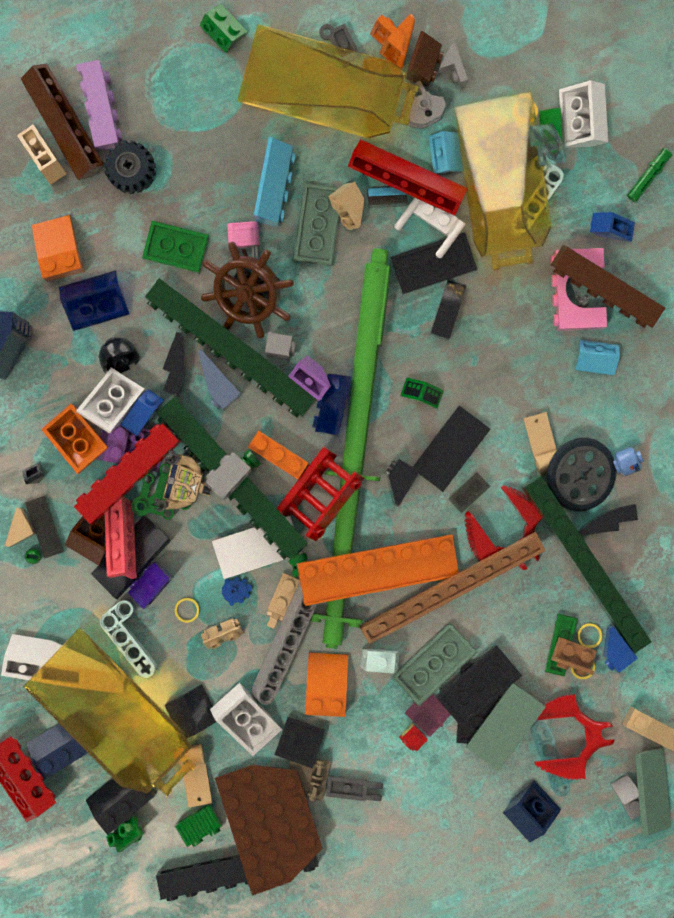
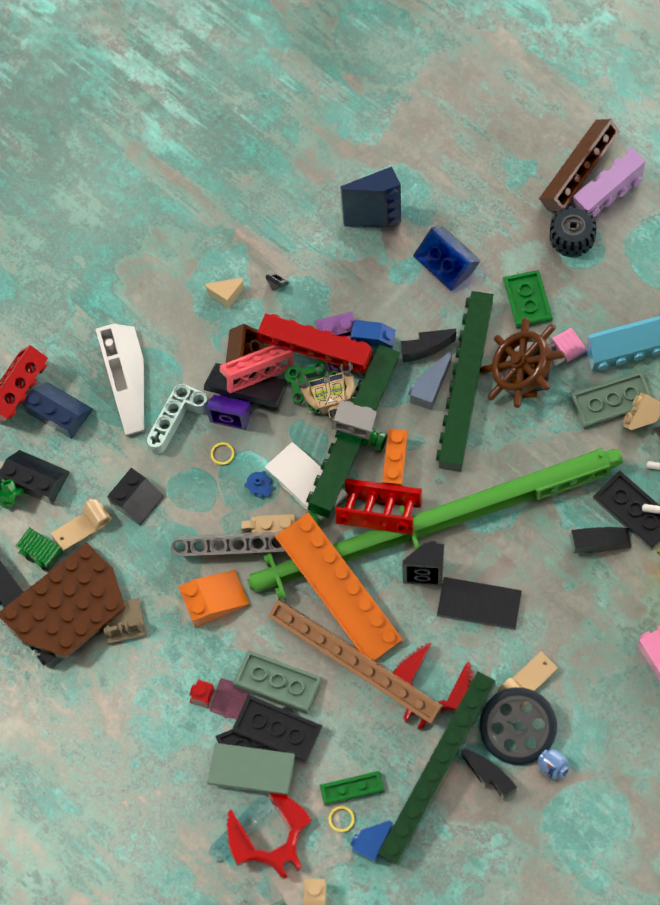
camera: 70 degrees right, 20 degrees down
(33, 552) = (203, 313): green hinge -> none
(41, 154) = (543, 164): tan slope -> none
(44, 527) = (236, 310): clear smoke plate -> none
(57, 249) = (472, 212): orange slope -> none
(75, 438) = (324, 291): orange slope -> none
(110, 401) = (368, 302): white slope -> none
(110, 716) = (100, 428): clear yellow windscreen -> none
(118, 354) = (410, 295): black cylinder -> none
(230, 631) = (209, 485): tan hinge -> none
(245, 719) = (149, 544): white slope -> none
(280, 346) = (489, 414): light grey brick -> none
(299, 742) = (151, 598): black plate -> none
(310, 377) = (477, 450): medium lavender slope -> none
(332, 406) = (462, 483): clear blue slope -> none
(352, 788) = (130, 663): dark grey hinge -> none
(380, 660) = (258, 630): light aqua torso -> none
(422, 392) = (515, 555): slope -> none
(469, 492) = (448, 636): clear smoke plate -> none
(532, 811) = (183, 834): dark blue slope -> none
(573, 655) = (347, 802): medium nougat bracket -> none
(597, 357) = (633, 690): medium azure panel -> none
(600, 635) = (373, 800): light yellow piece -> none

